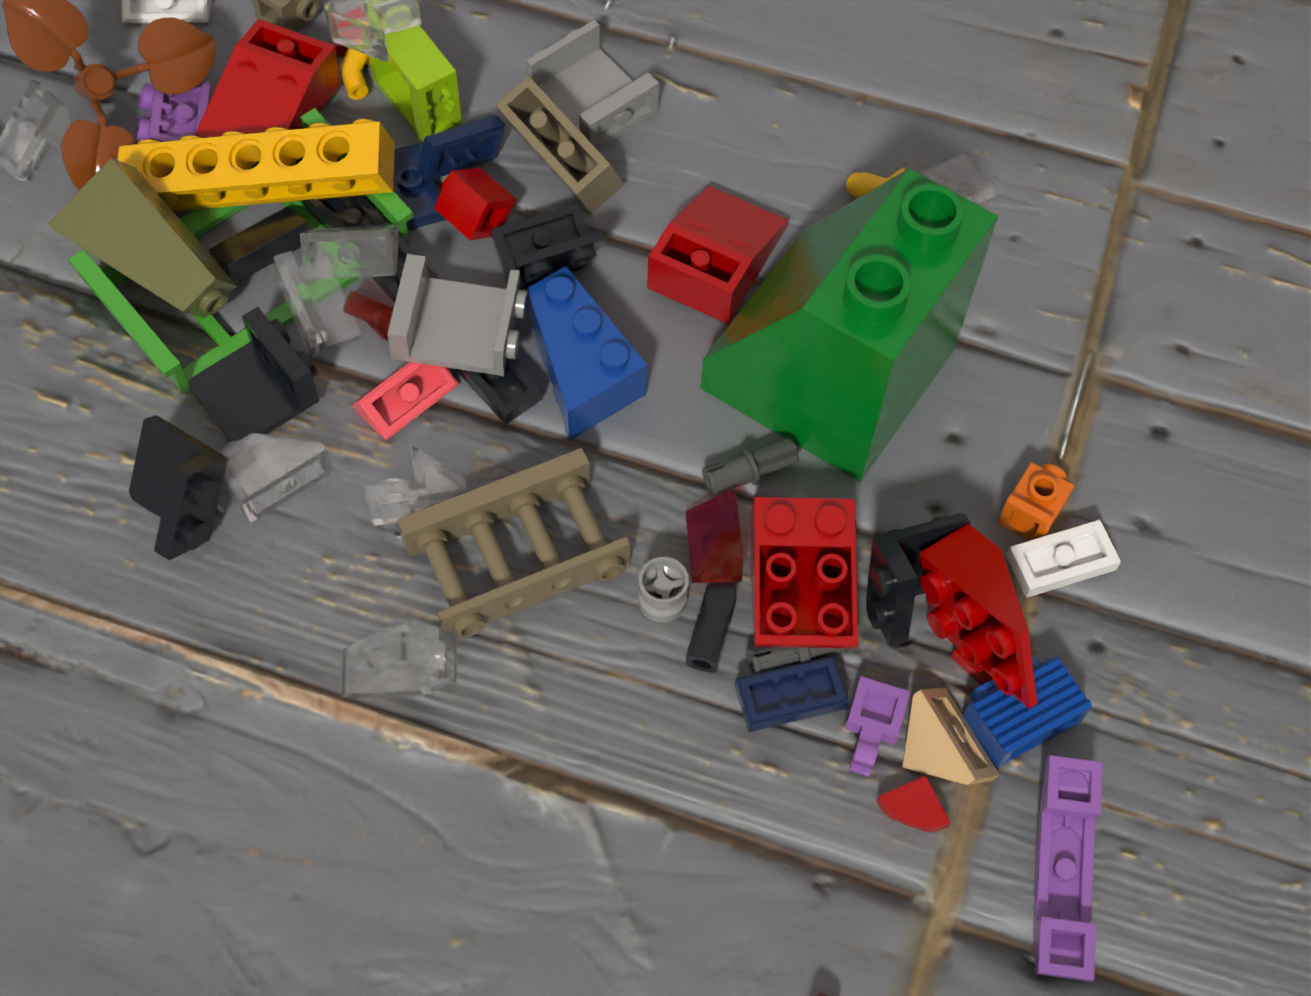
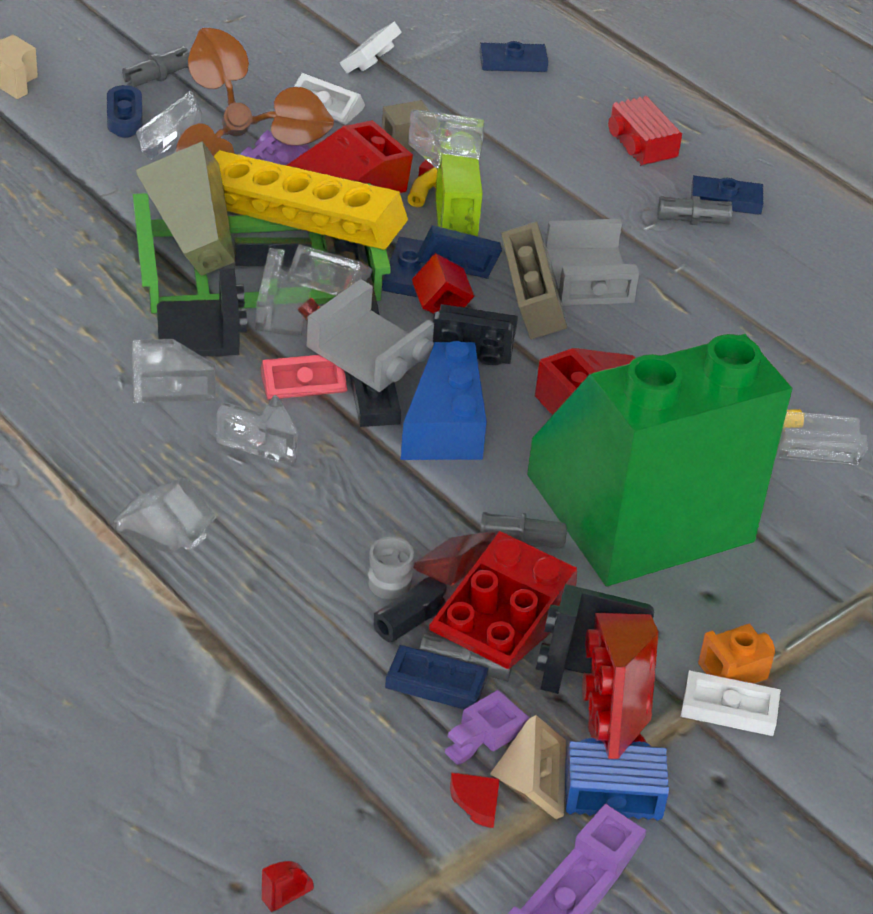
camera: 30 degrees right, 20 degrees down
(177, 482) = (98, 348): black bracket -> none
(516, 497) = (311, 462): dark tan fence -> none

